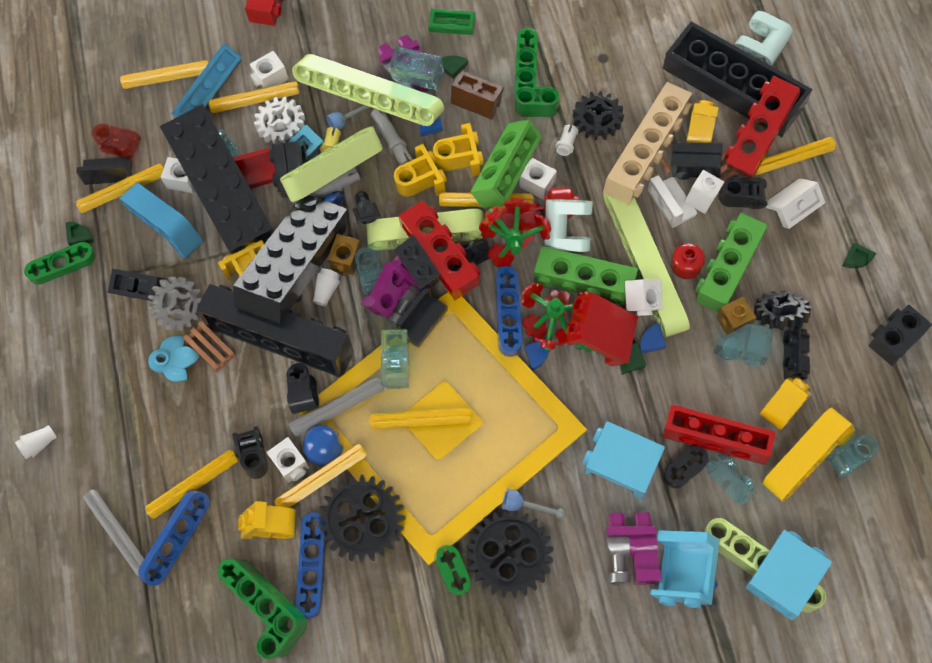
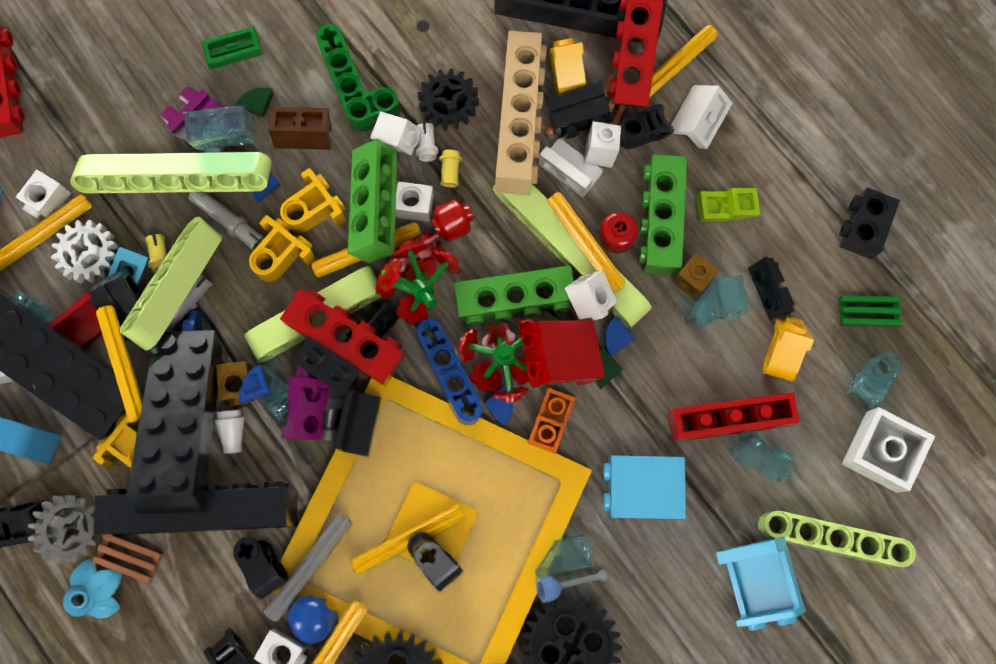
camera: 30 degrees left, 10 degrees up
(270, 200) = (120, 362): none -> yellow axle
(338, 120) = (153, 222): medium blue hinge -> none
(357, 259) = (254, 386): none -> blue tile
(366, 211) = (236, 320): black hinge -> none
(395, 359) = (350, 487): clear light blue brick -> none
(434, 443) = (435, 562): none -> black piece
(538, 484) = (565, 556): none -> clear light blue tile
(547, 123) = (396, 132): none -> white brick
(556, 214) = (456, 240): light aqua connector -> none
(572, 379) = (551, 420): none -> orange slope
(578, 162) = (450, 168): none -> light yellow pin
(633, 542) = (693, 575): magenta hips -> none
(658, 255) = (585, 240): none -> yellow axle
(682, 462) = (718, 468): black beam -> none
(782, 310) = (741, 248): black gear -> none
(787, 278) = (728, 205): none -> lime slope
(789, 574) = (869, 540): medium azure panel -> none
(808, 454) = (833, 399): yellow beam -> none
(837, 512) = (888, 450): none -> white brick
(855, 387) = (894, 311): none -> green tile
(858, 257) = (789, 151): dark green tile -> none

